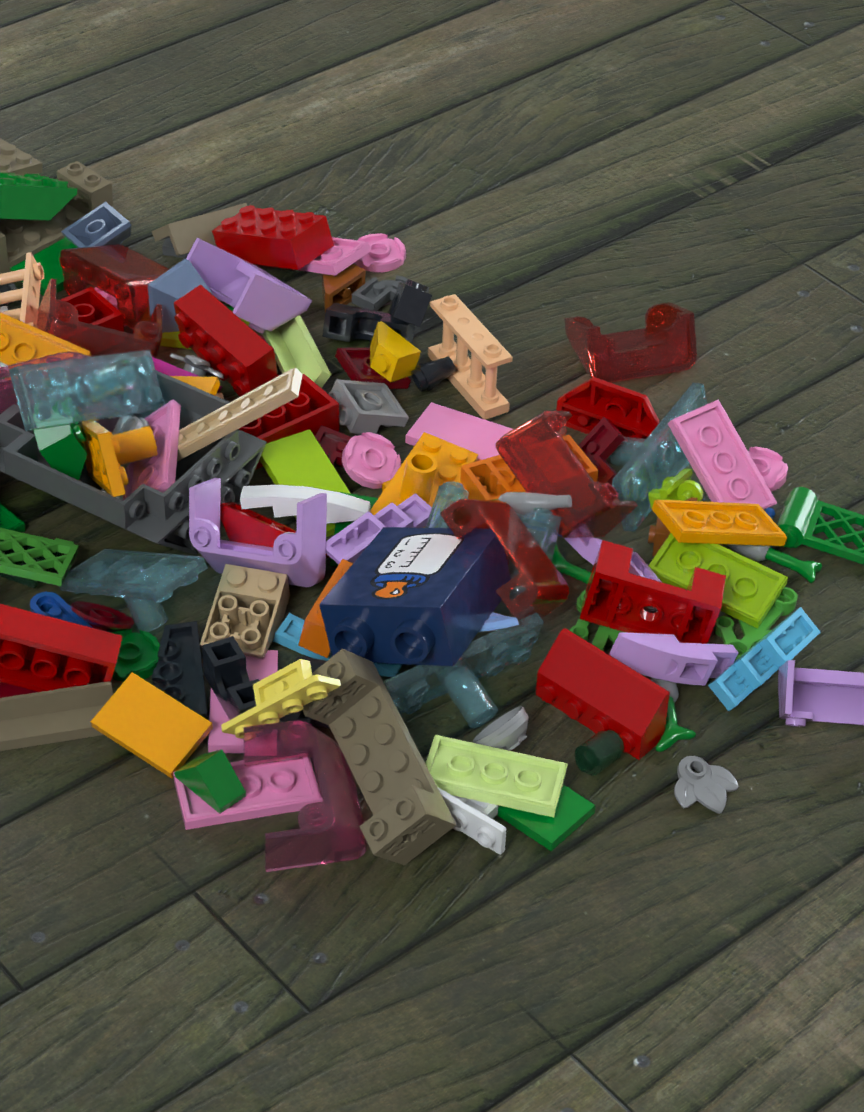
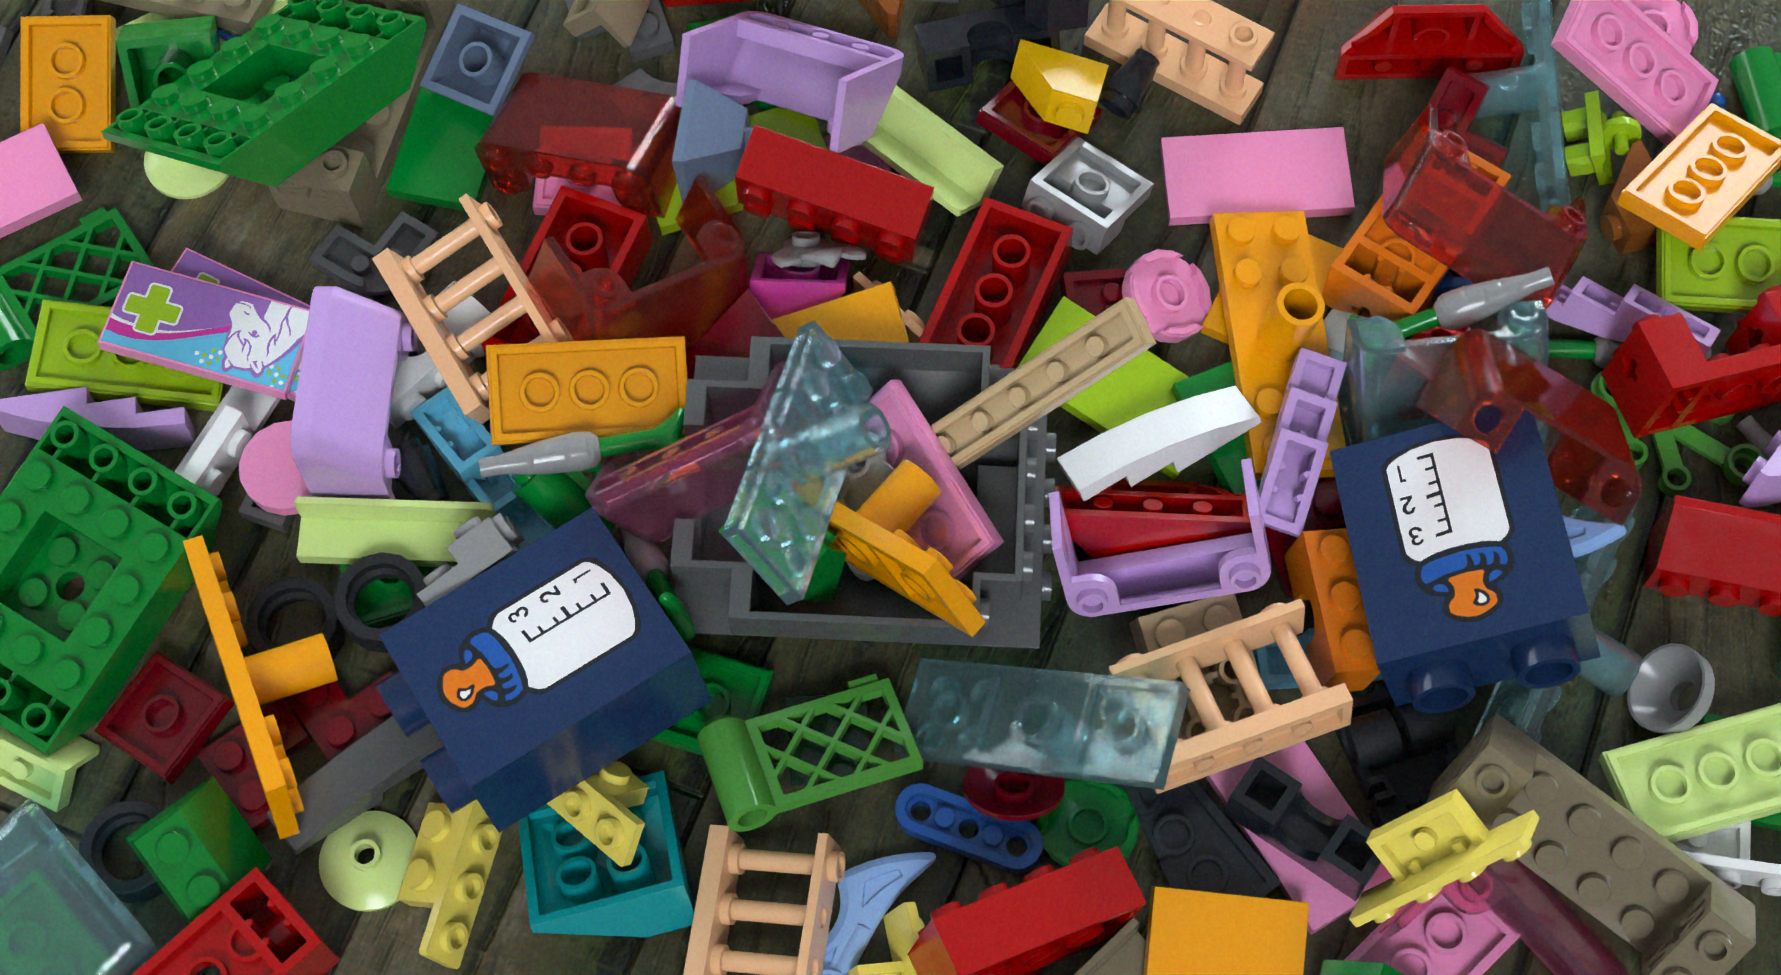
camera: 25 degrees left, 25 degrees up
(240, 619) = (1271, 725): none -> light nougat fence

